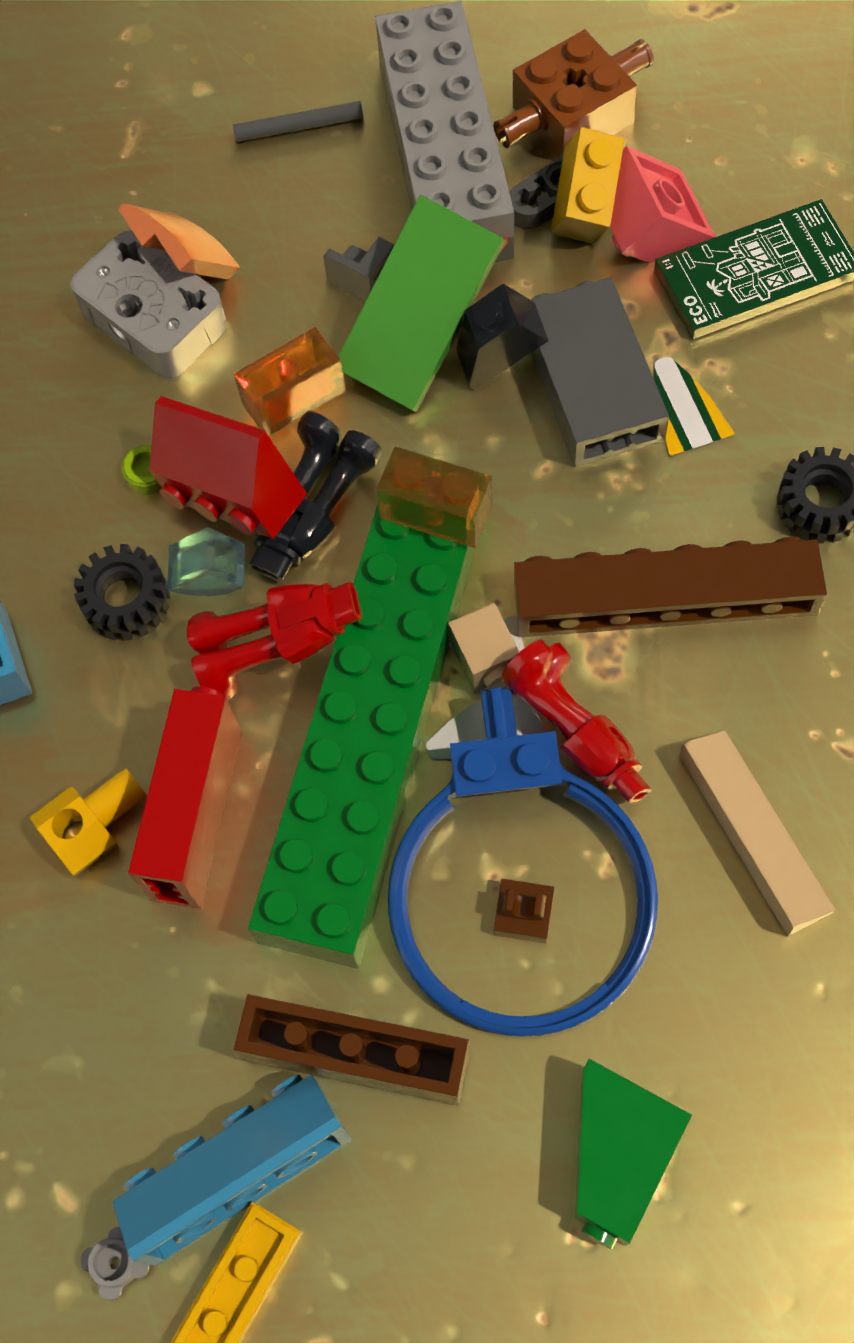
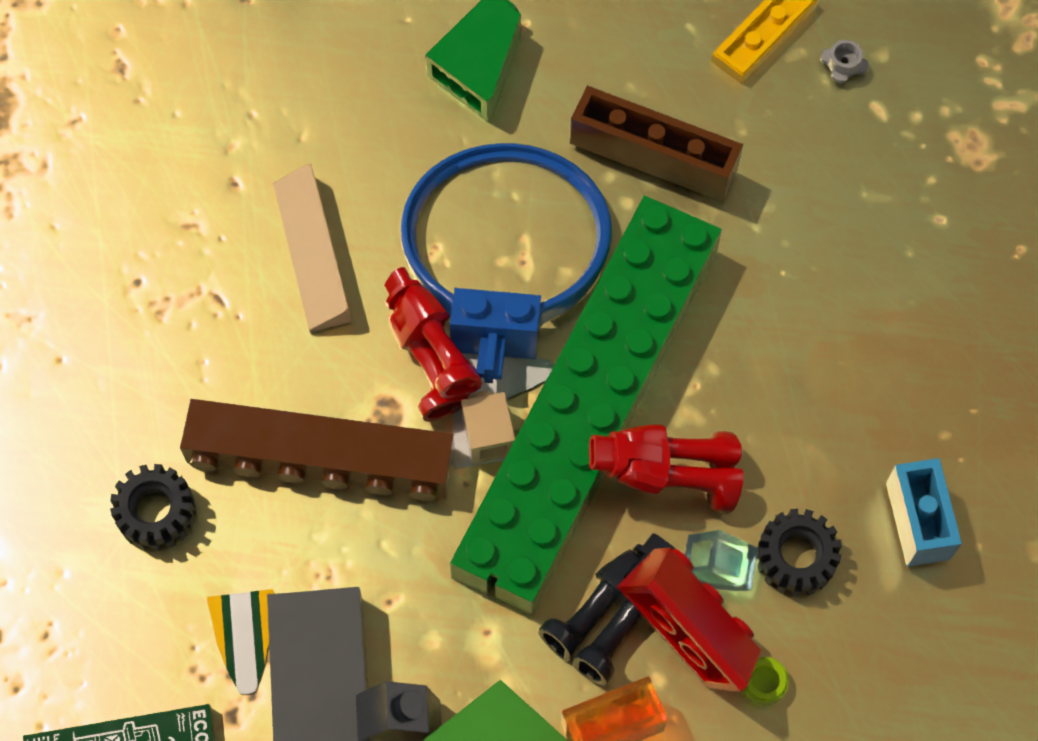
camera: 175 degrees left, 0 degrees up
(96, 813) = (839, 362): yellow piece -> none
(186, 798) = (757, 340): red brick -> none
(228, 1171) = (758, 80): dark azure slope -> none
(435, 496) = (503, 522): clear orange brick -> none
(523, 911) = (506, 228): reddish brown tile -> none

